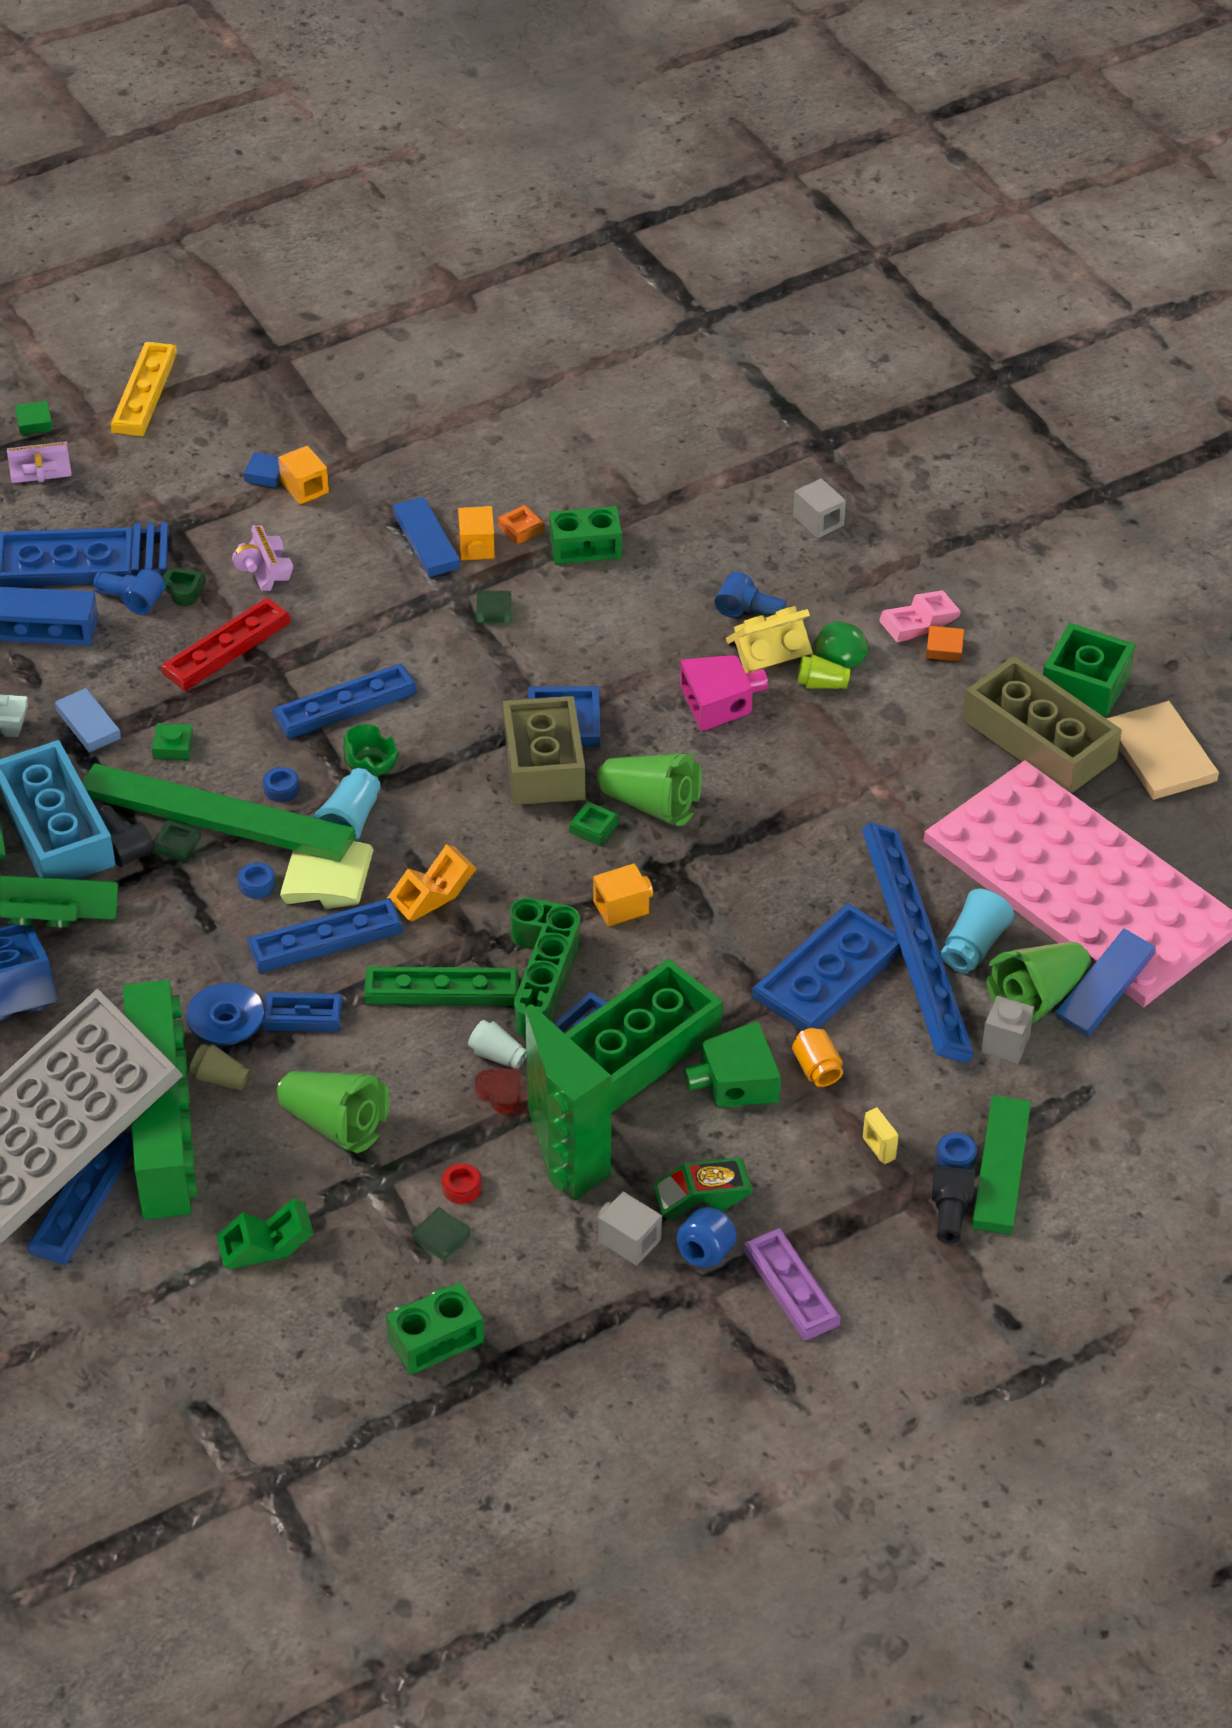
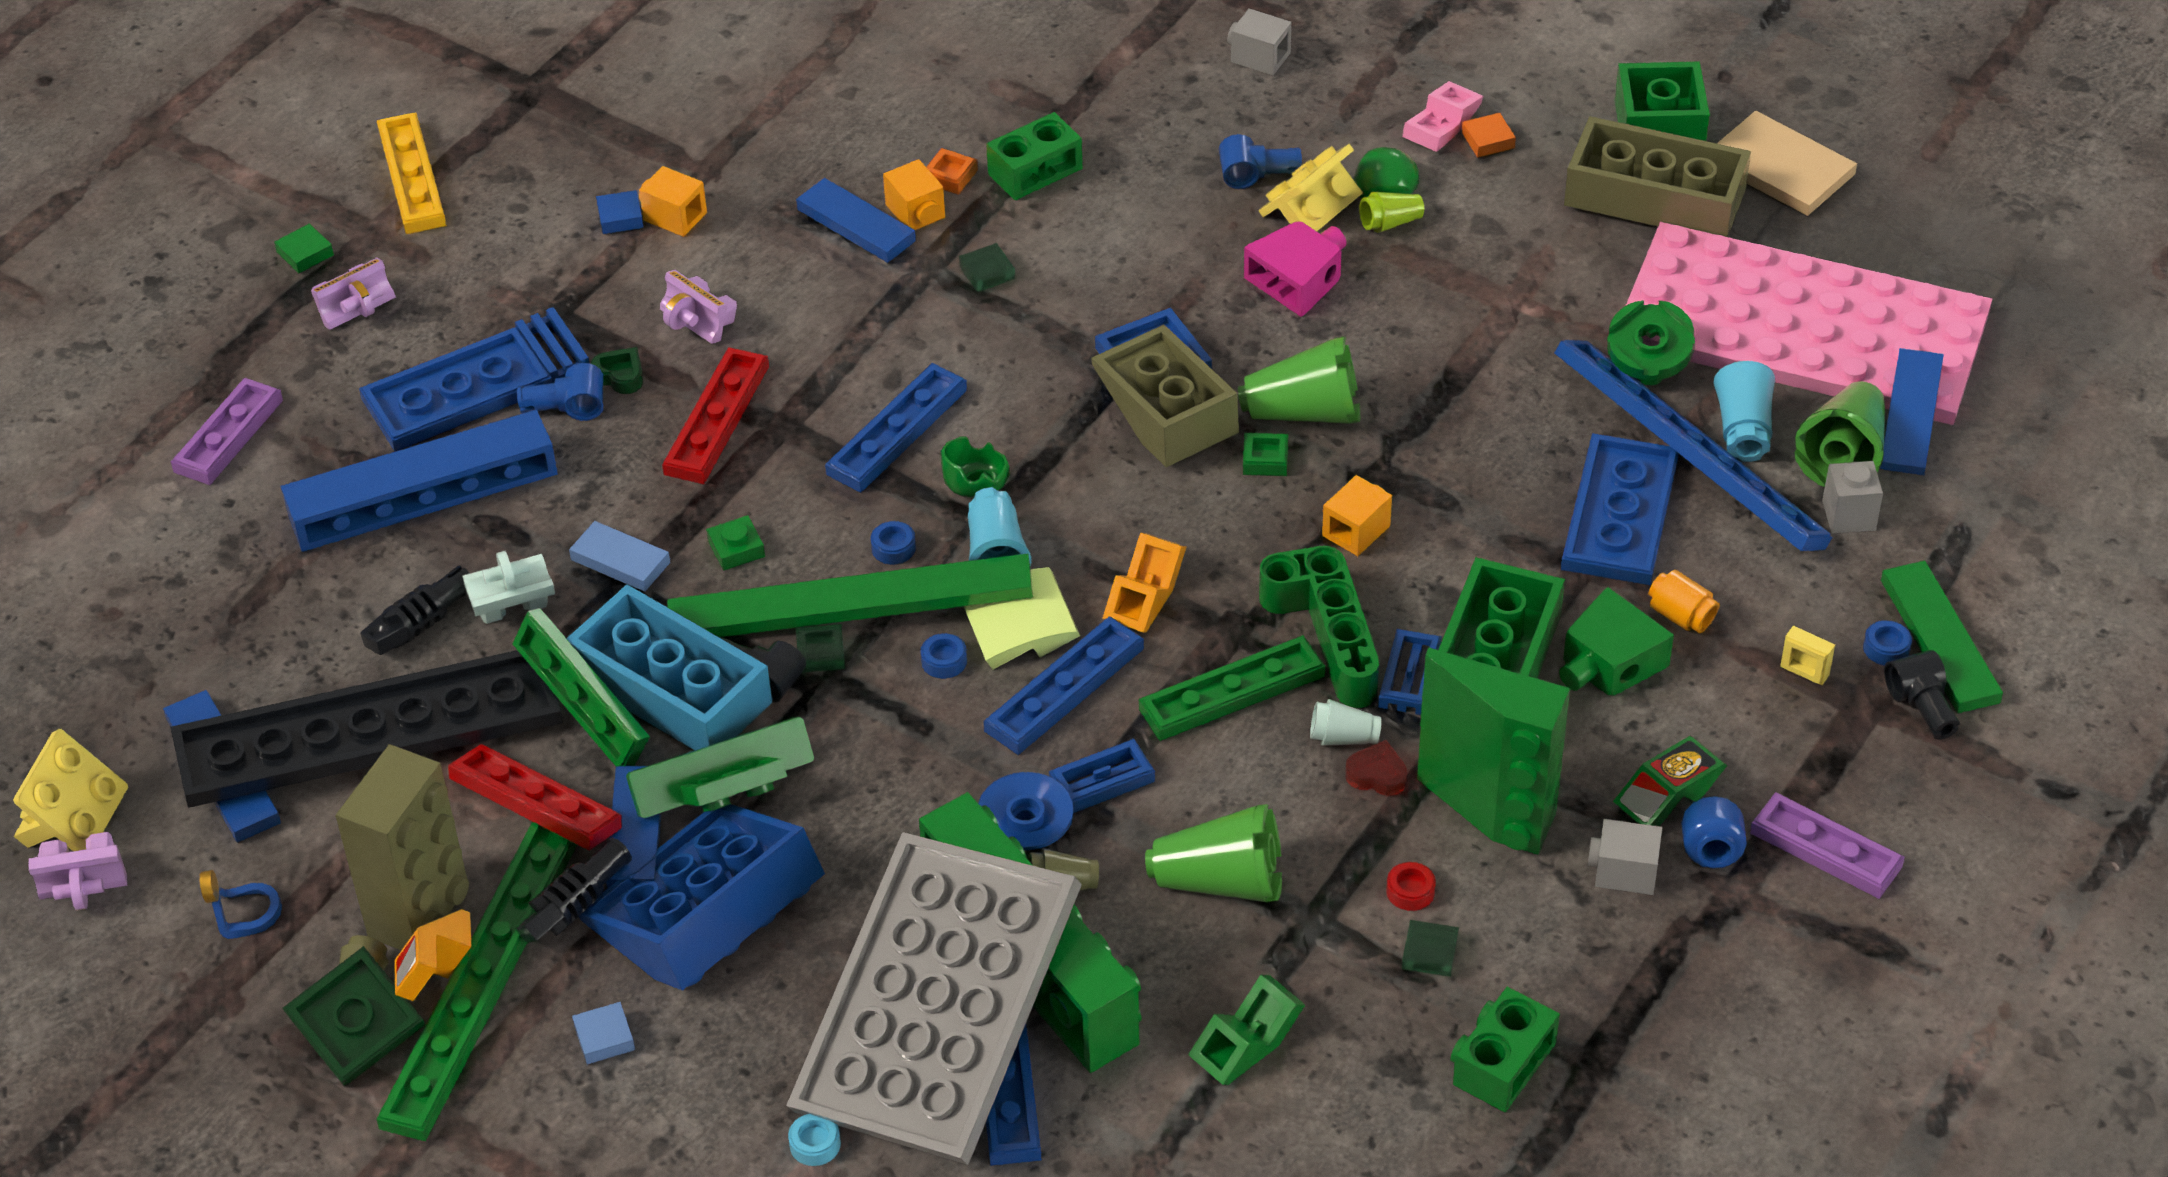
camera: 25 degrees left, 0 degrees up
(942, 866) = (1648, 362): none -> green plate

